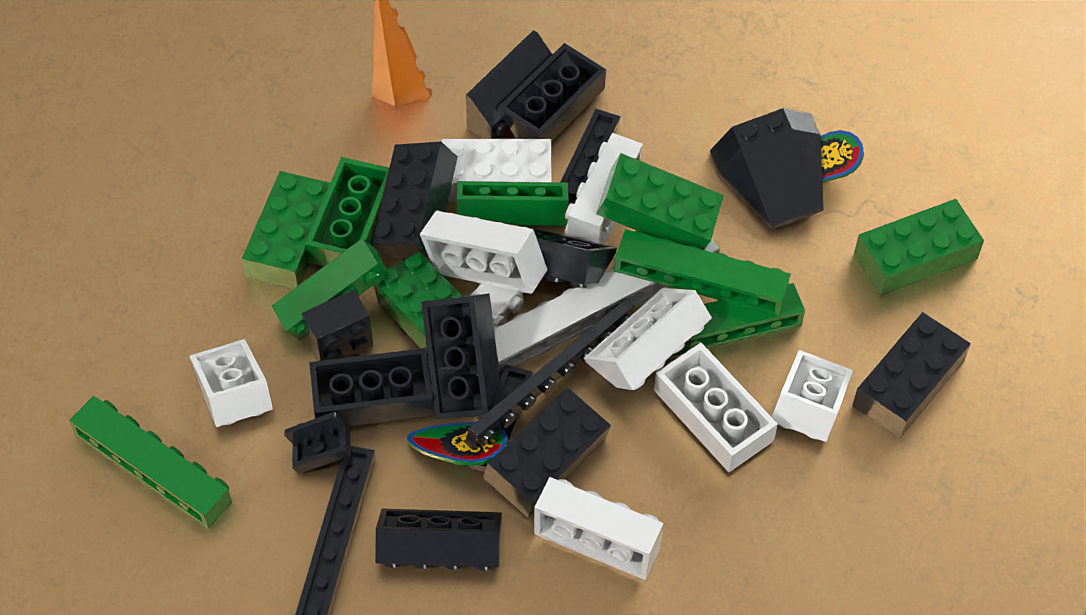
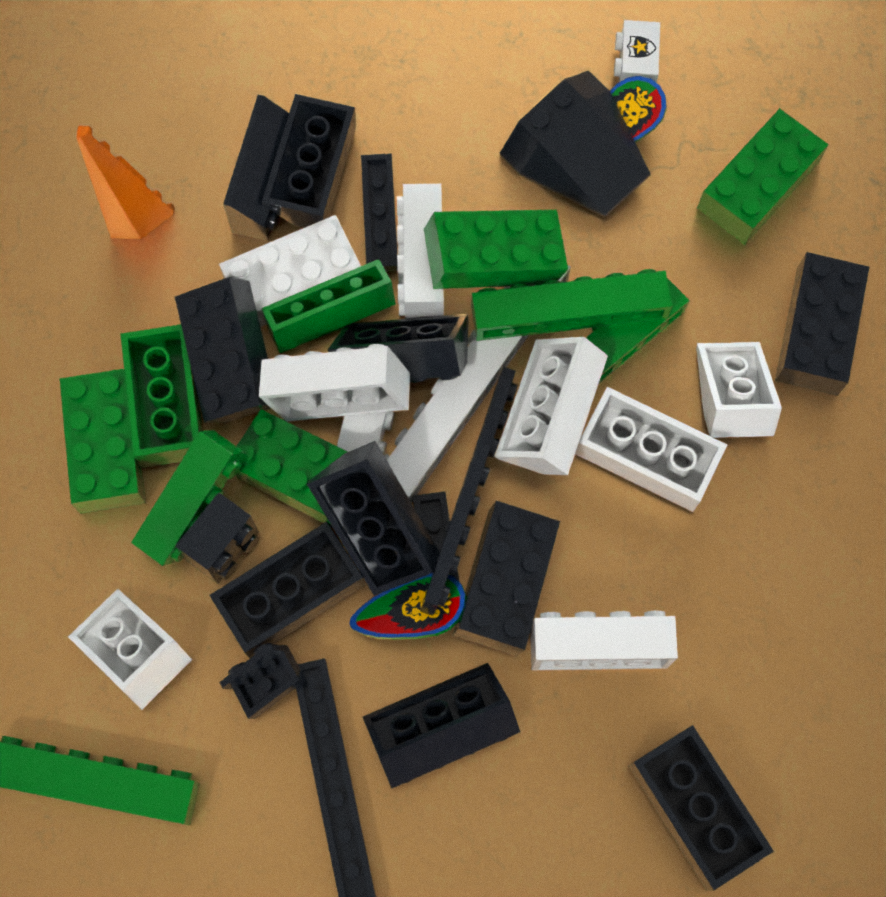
camera: 25 degrees left, 15 degrees up
(863, 116) = (638, 50): none -> white brick

